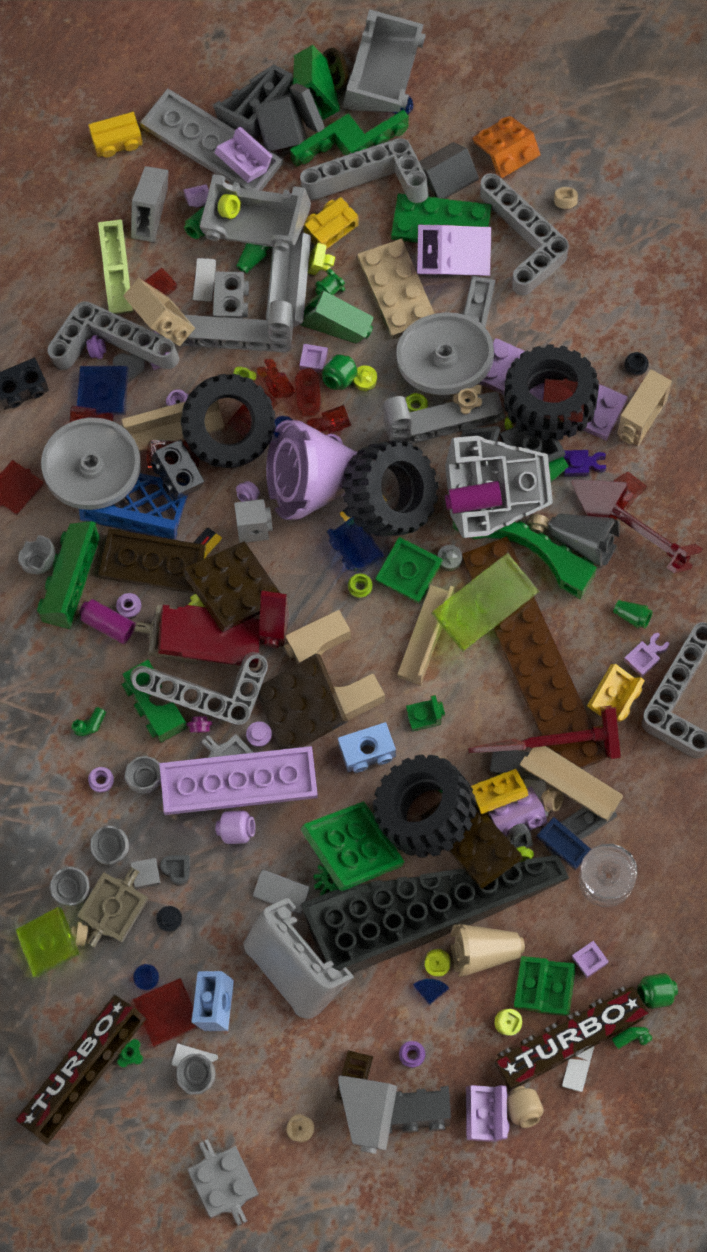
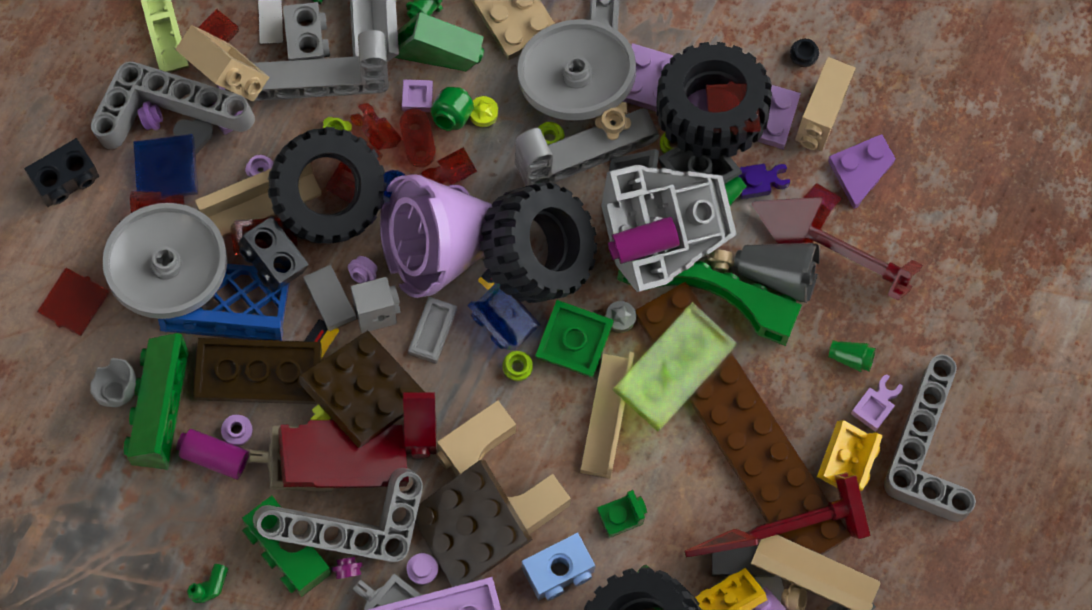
camera: 15 degrees left, 0 degrees up
(218, 511) = (329, 297): none -> light grey tile
(296, 548) = (432, 330): none -> light grey tile
(668, 463) = (862, 167): none -> medium lavender wing

